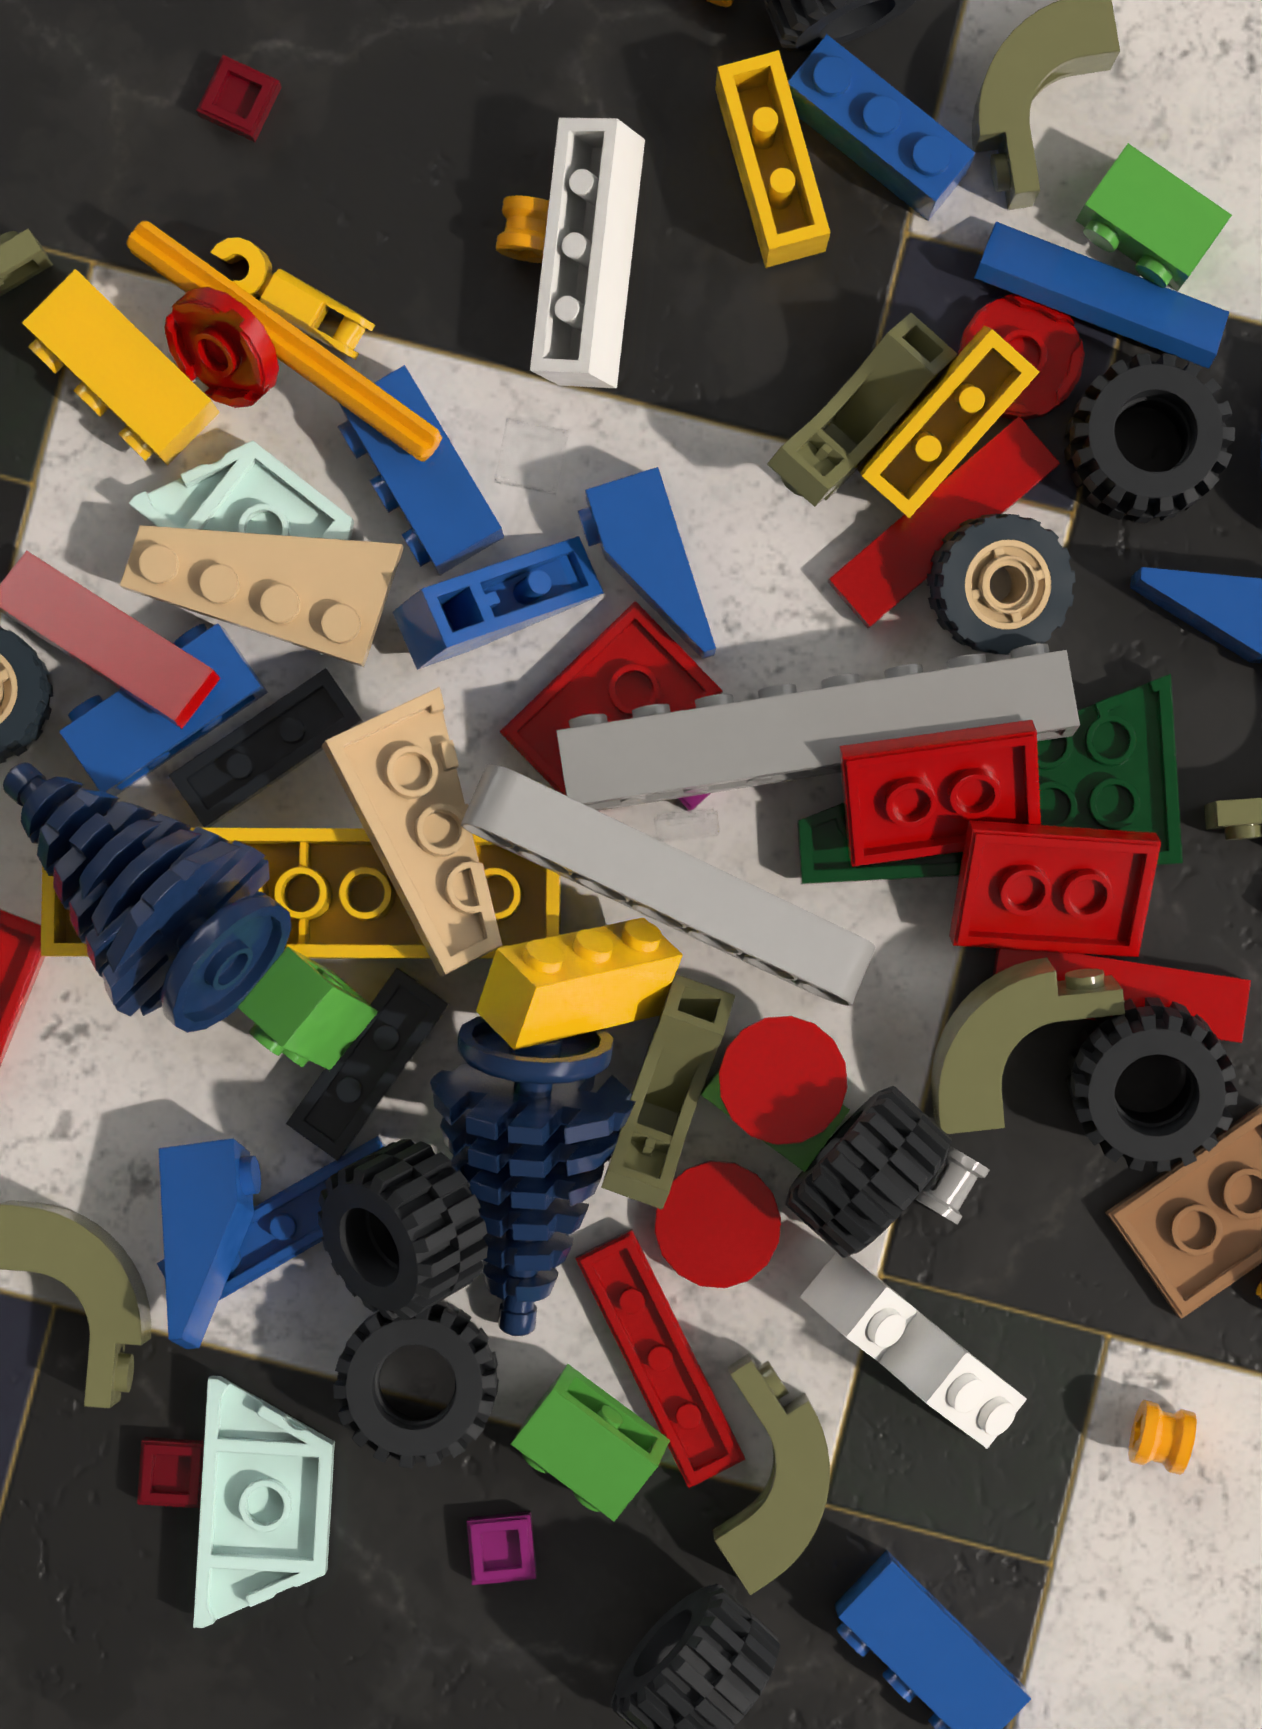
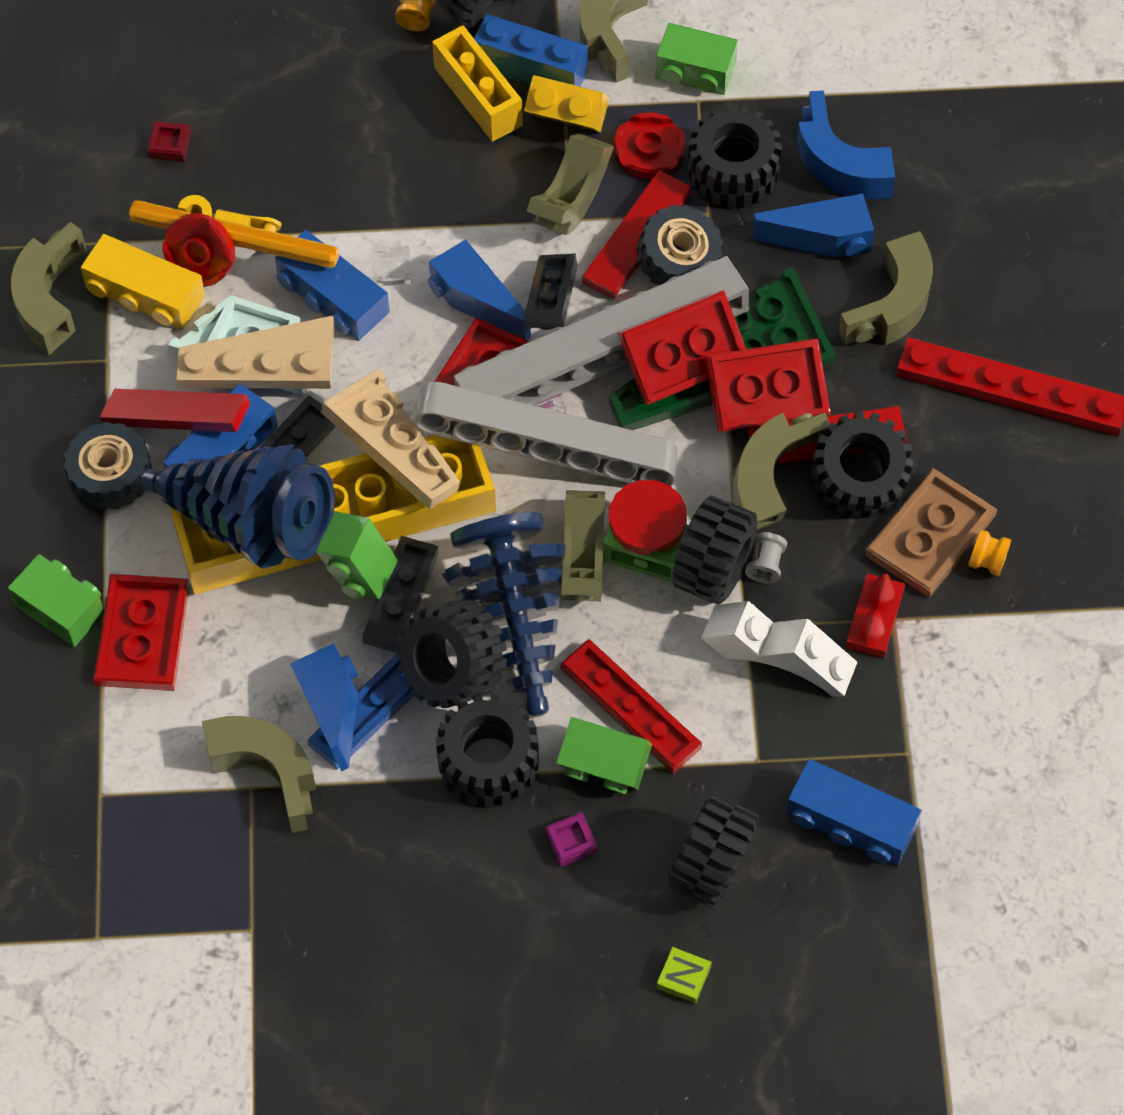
camera: 15 degrees left, 25 degrees down
(170, 1472) = (353, 857): dark red tile -> none
(260, 1503) = (414, 855): light aqua wing -> none
(495, 601) = (394, 337): blue slope -> none
(524, 228) = (354, 154): light orange wheel -> none
(578, 982) = (510, 490): yellow brick -> none
(587, 252) = (390, 153): white brick -> none
(718, 1224) = (638, 622): red tile -> none
(765, 606) = (551, 291): none -> black plate
(786, 1514) = (736, 734): olive arch -> none
(906, 247) = (566, 103): none -> yellow brick
(947, 421) = (619, 173): yellow brick -> none
(1083, 1327) = (875, 615): none -> red tile
(1102, 295) = (677, 101): blue tile -> none
(1162, 1437) = (944, 654): light orange wheel -> none

